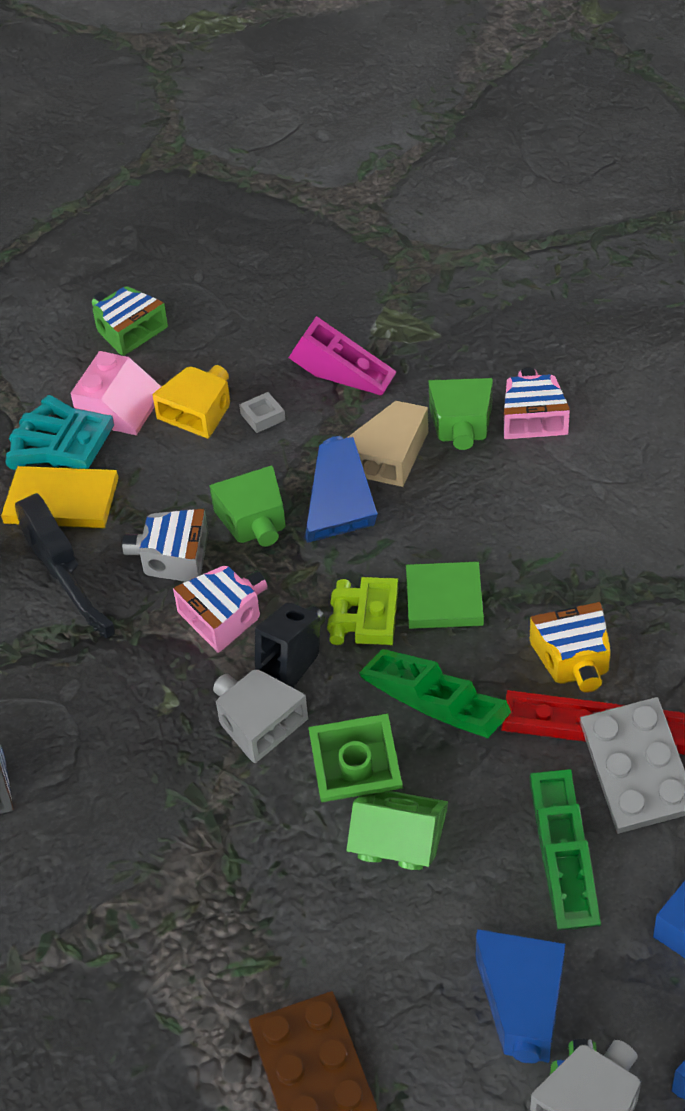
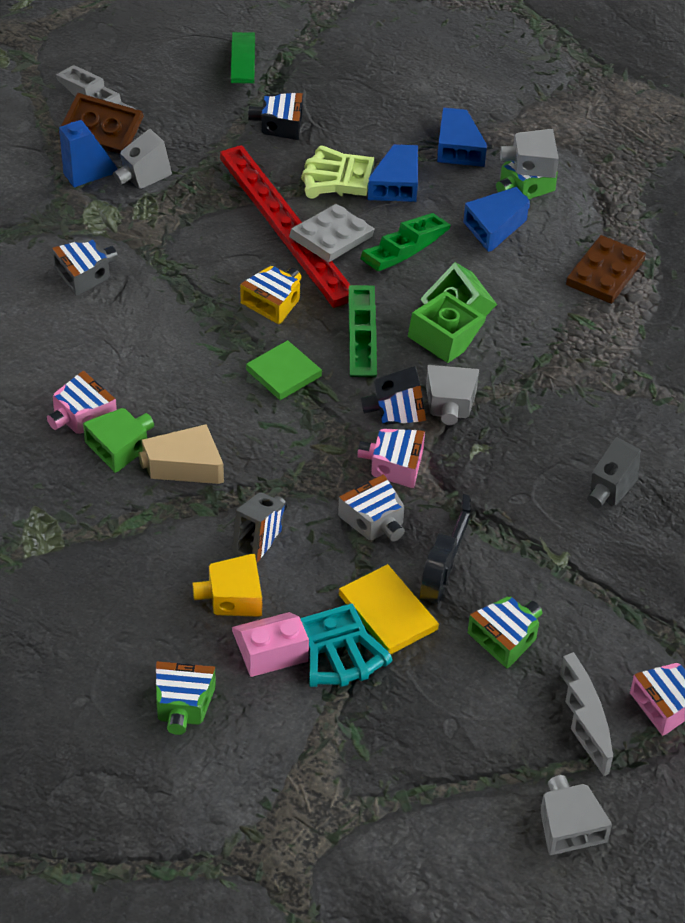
camera: 135 degrees left, 0 degrees up
(243, 451) = (258, 525): none -> dark grey torso
(250, 506) = (305, 490): bright green torso -> none
(262, 412) = (210, 544): light grey plate -> none
(338, 359) = (122, 532): dark pink slope -> none
(339, 492) = (261, 443): blue slope -> none
(375, 612) = (330, 386): lime plate -> none

